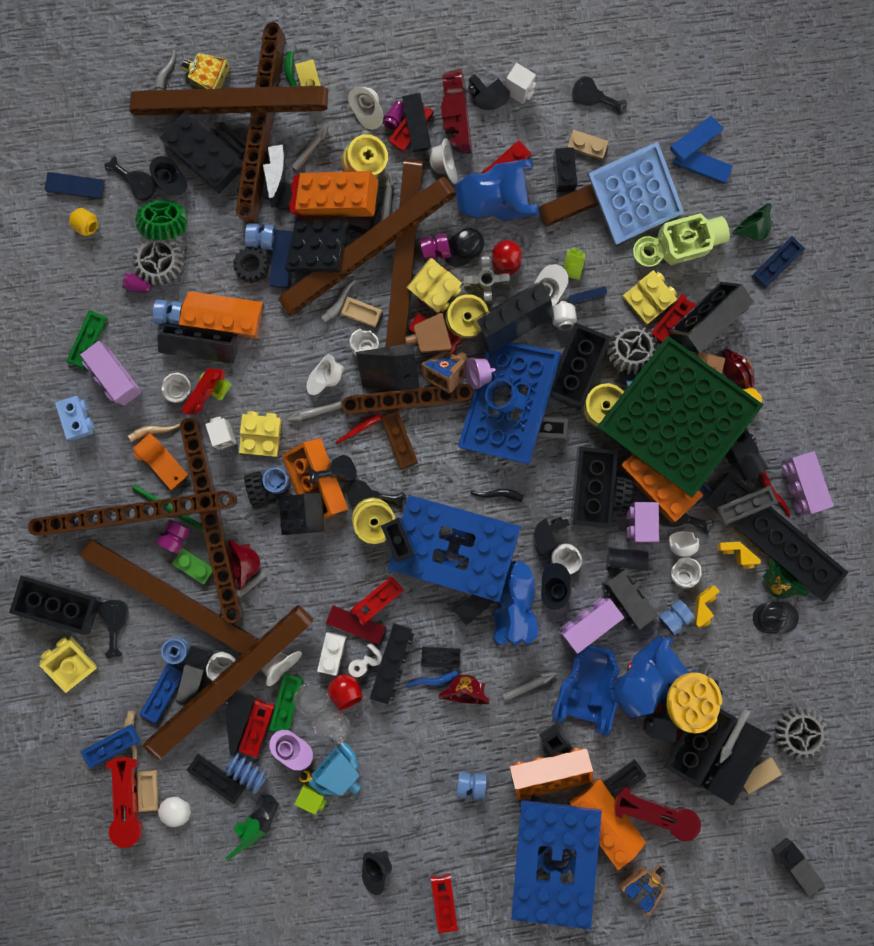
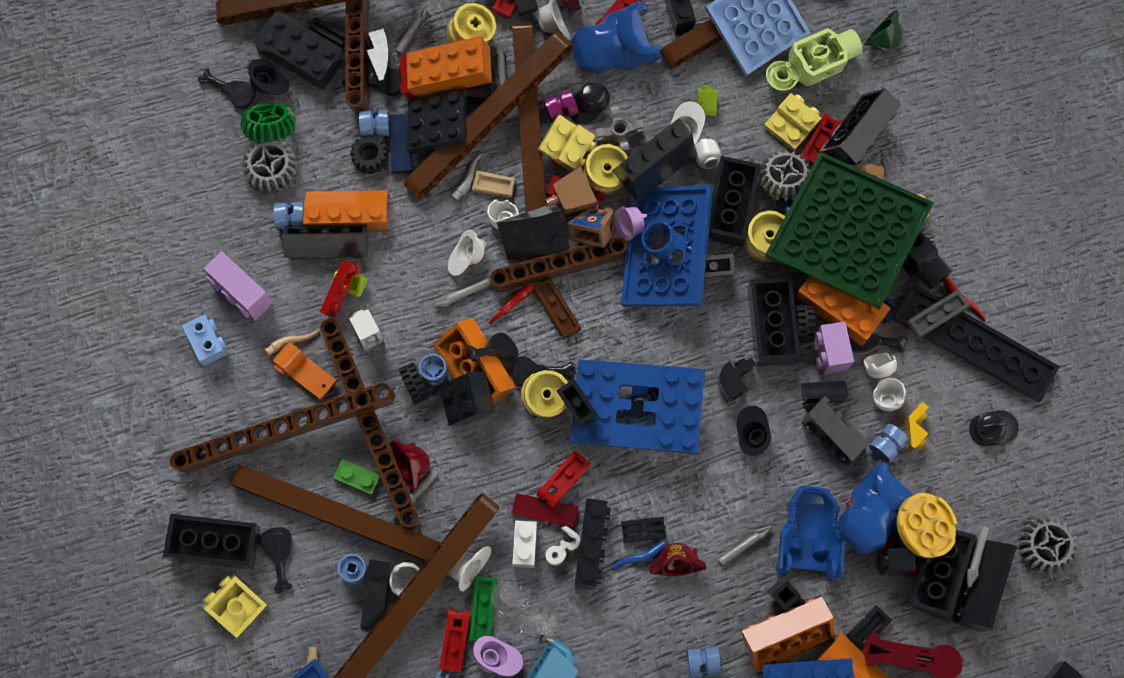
camera: 10 degrees left, 10 degrees down
(74, 185) = (169, 104): dark blue tile -> none
(83, 222) = (184, 138): yellow head -> none
(88, 336) = (206, 251): green tile -> none
(133, 283) = (249, 192): magenta cone -> none
(162, 693) = (344, 621): blue tile -> none
(169, 508) = (347, 430): green axle -> none
(173, 536) = (331, 446): magenta wheel -> none
(176, 387) = (309, 290): white hair -> none
(237, 716) = (432, 629): black slope -> none
(260, 434) = (407, 326): light yellow plate -> none
(344, 691) = (543, 580): red helmet -> none
(472, 607) = (668, 469): black brick -> none
(506, 256) = (636, 102): red helmet -> none
(508, 493) = (679, 344): black animal -> none
(514, 616) = (715, 467): blue animal -> none
(568, 556) = (761, 397): white hair -> none
(586, 296) = (728, 130): dark blue tile -> none
(591, 624) = (798, 464): lavender brick -> none
(738, 369) = (900, 176): dark red hat -> none
(743, 554) = (946, 367): yellow slope -> none
(761, 775) = (1014, 598): tan tile -> none
(778, 262) = (917, 67): dark blue tile -> none
(781, 583) = (990, 389): dark green hat -> none
(807, 484) = (996, 280): lavender brick -> none

